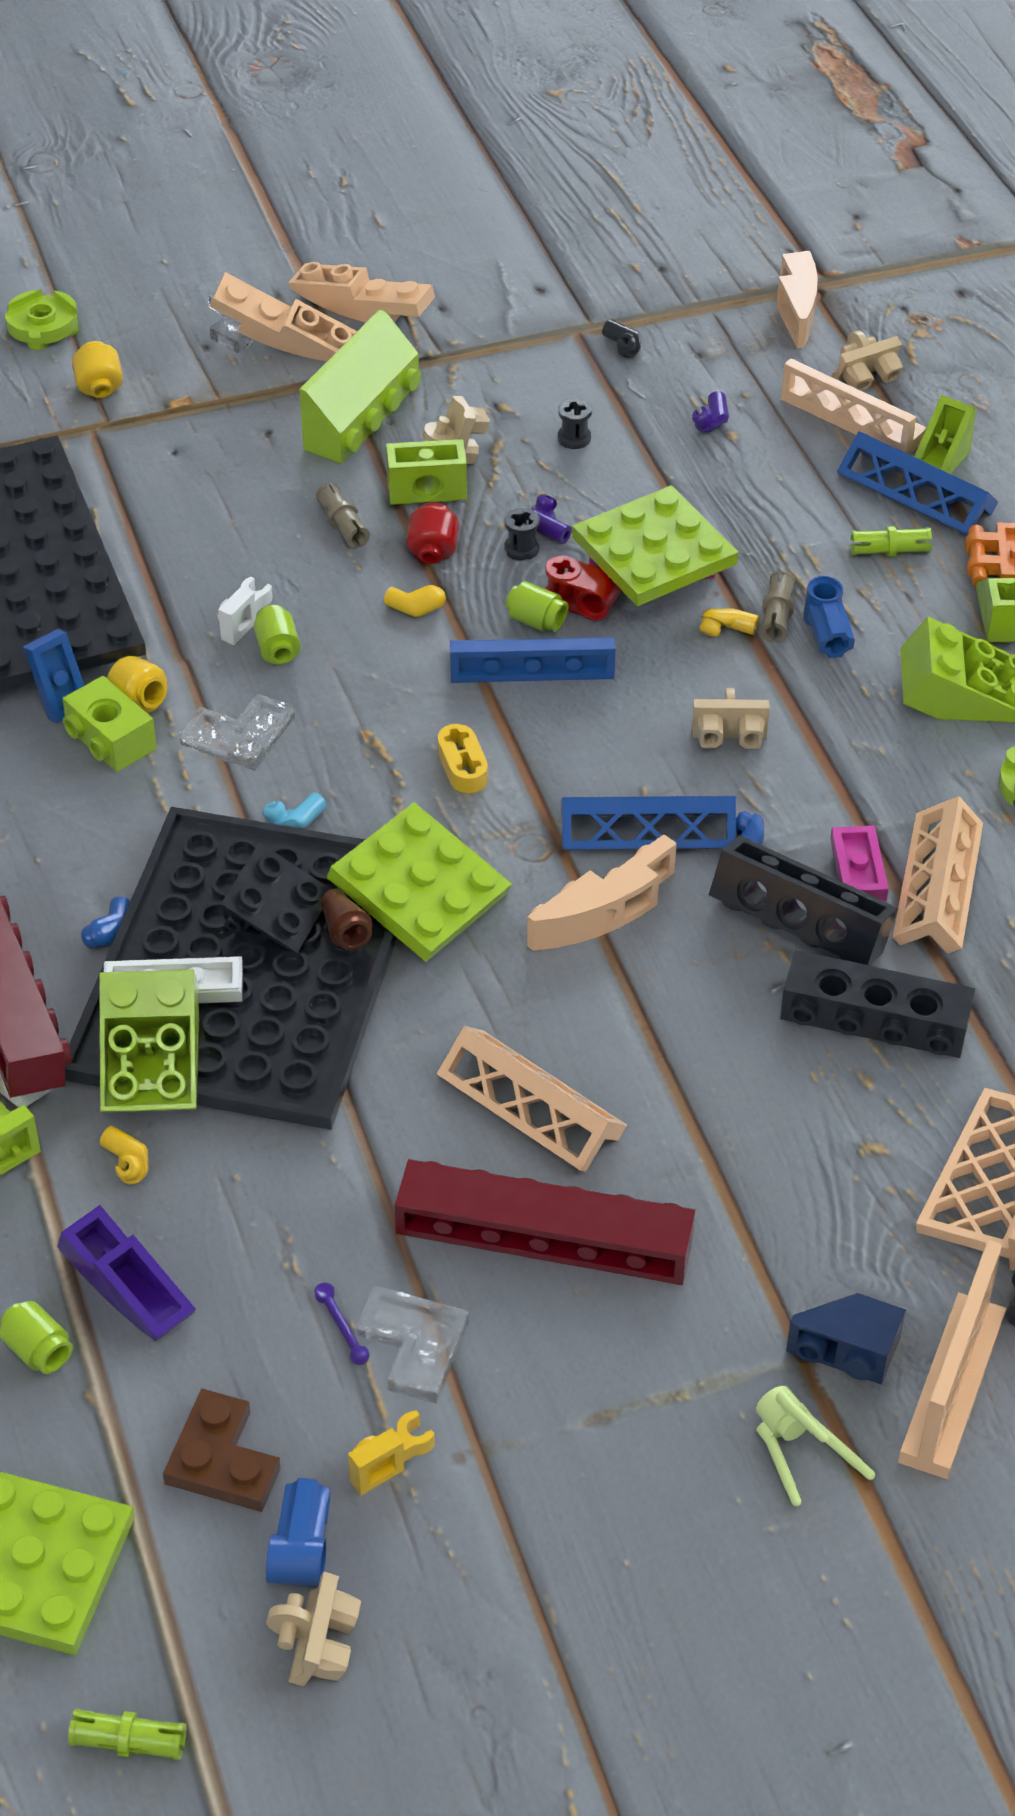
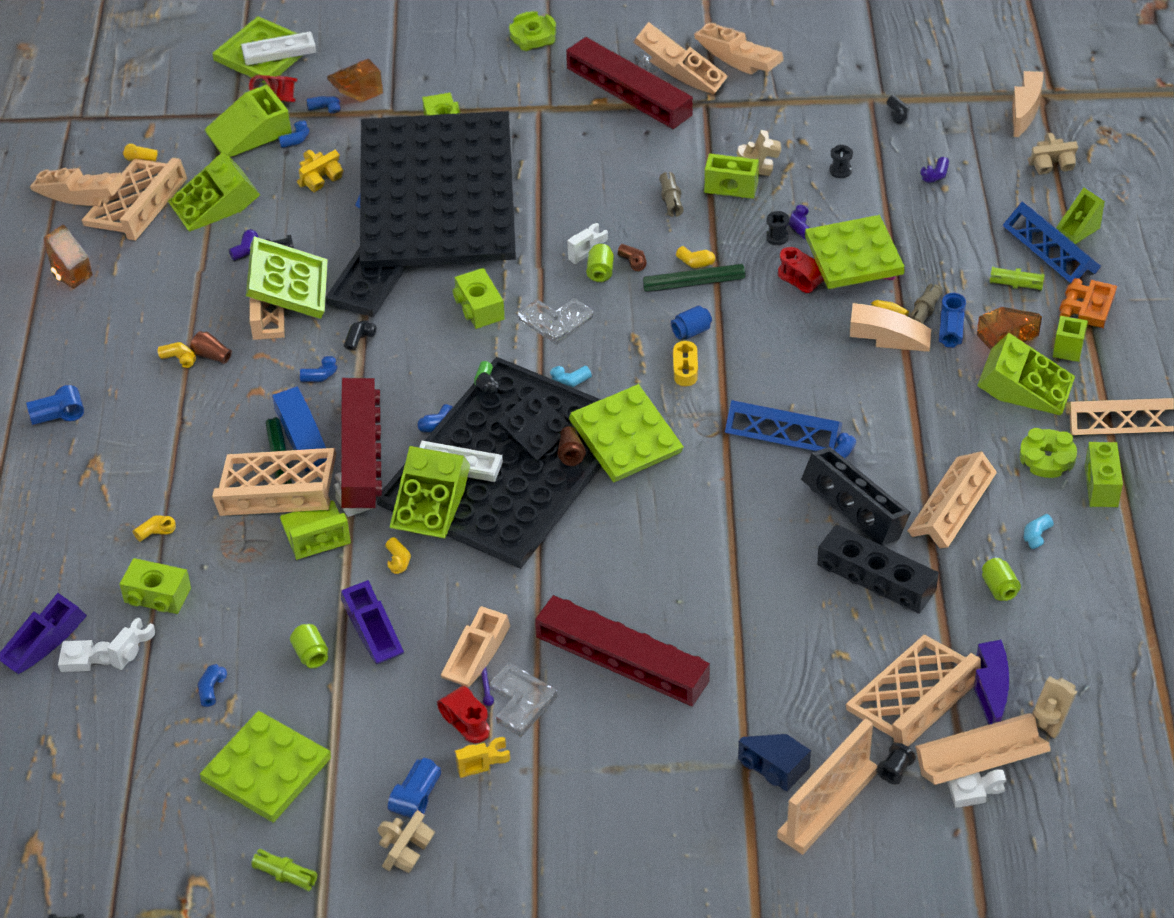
camera: 20 degrees right, 0 degrees up
(53, 671) = (454, 258): blue plate -> none
(97, 368) = (553, 71): yellow head -> none
(140, 681) = (505, 277): yellow head -> none
(171, 847) = (484, 380): none -> black arm
(210, 1460) = (383, 735): reddish brown plate -> none
(211, 364) = (629, 82): none -> dark red brick
(311, 1273) = (476, 646): none -> light nougat slope
(324, 615) = (636, 257): none -> copper arm
(335, 1387) = (465, 714): none -> red piece
(357, 389) = (709, 113): lime slope -> none
(424, 629) = (693, 277): none -> dark green axle
(432, 533) = (721, 216): red head -> none
(449, 696) = (691, 322): none -> blue brick
(532, 659) = (754, 309): blue fence -> none
(536, 607) = (768, 277): lime brick -> none
(538, 1082) = (652, 571): light nougat fence -> none
(600, 905) = (730, 471): light nougat slope -> none
(730, 719) = (860, 372): tan hips -> none
(742, 647) = (889, 328): none -> light nougat slope
(789, 1418) = (720, 796): yellowish green plant -> none
(849, 407) = (1027, 185): light nougat fence -> none
(859, 859) = (905, 479): dark pink plate -> none
(905, 606) = (1003, 320): none -> clear orange slope

